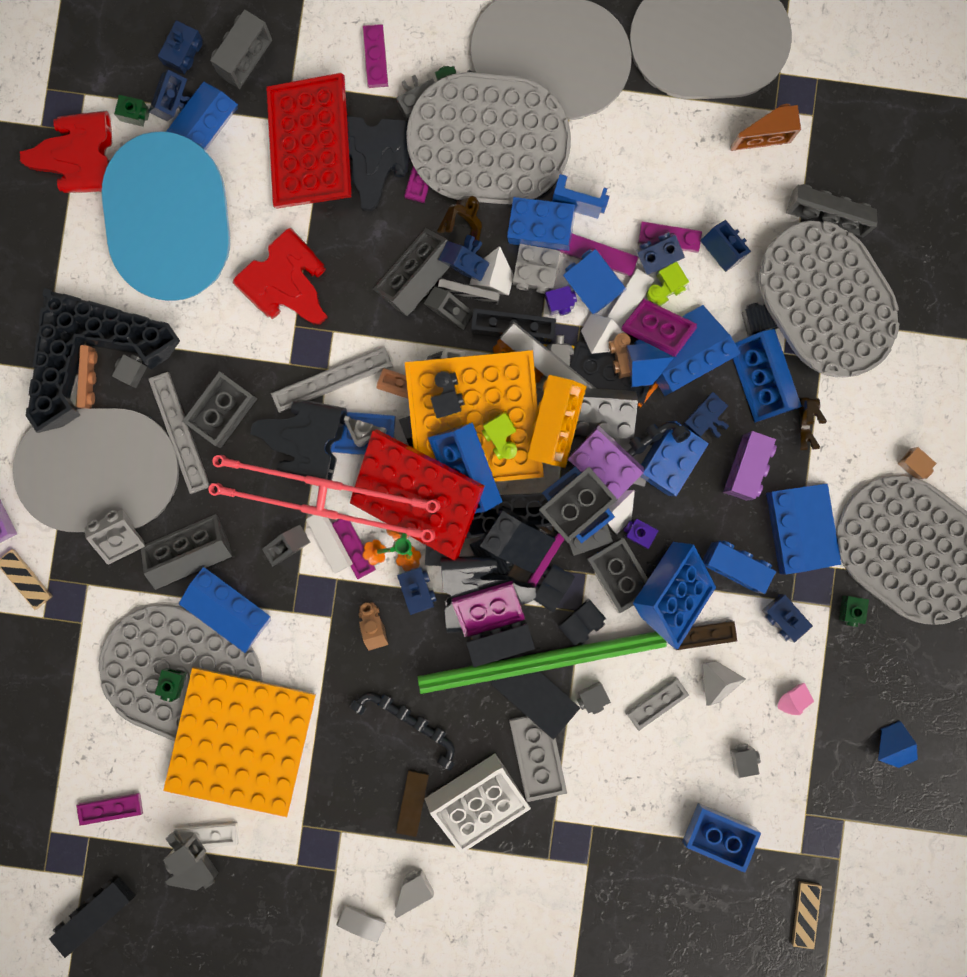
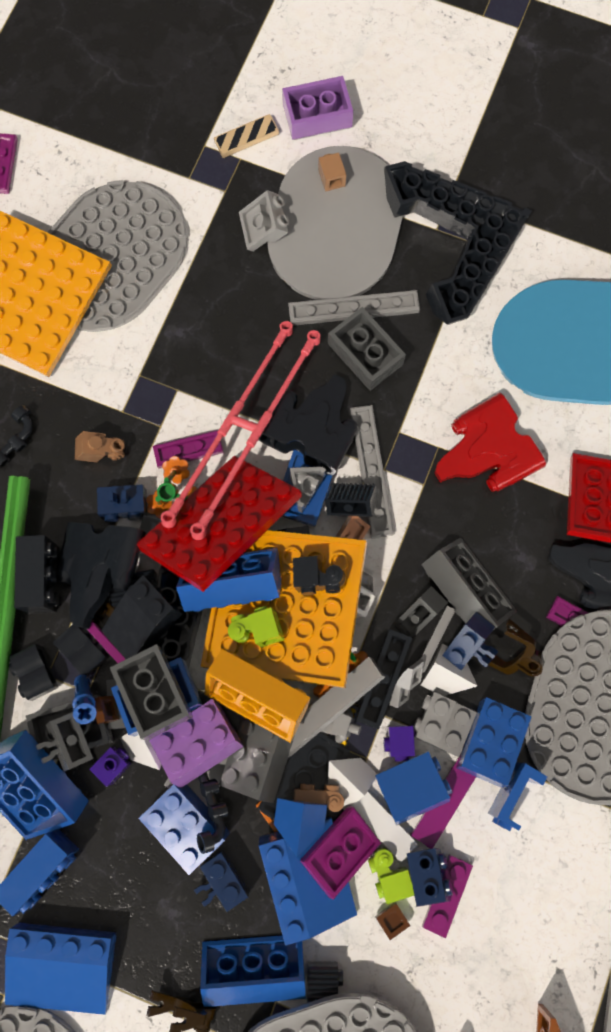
camera: 105 degrees right, 10 degrees down
(46, 484) = (332, 171): none -> medium nougat brick
(86, 377) = (431, 231): nougat plate -> none
(129, 370) = (428, 272): dark grey brick -> none
(170, 684) = (101, 239): dark green brick -> none
(185, 552) = (229, 284): dark grey slope -> none
(224, 610) = (159, 308): blue slope -> none
(286, 545) = (208, 383): dark grey slope -> none
(329, 543) = (196, 427): white tile -> none
(365, 389) = (351, 499): none -> black brick
(488, 609) = (75, 570): magenta tile -> none
(512, 304) = (405, 683): none -> light grey slope
(597, 563) = (83, 702): none -> blue pin
(598, 546) = (106, 709): none -> reddish brown plate
(633, 567) = (68, 742): none -> dark grey brick
(700, 275) = (392, 921): none -> reddish brown plate
(725, 245) = (421, 963): dark blue brick -> none
(750, 466) = (148, 920): medium lavender brick -> none

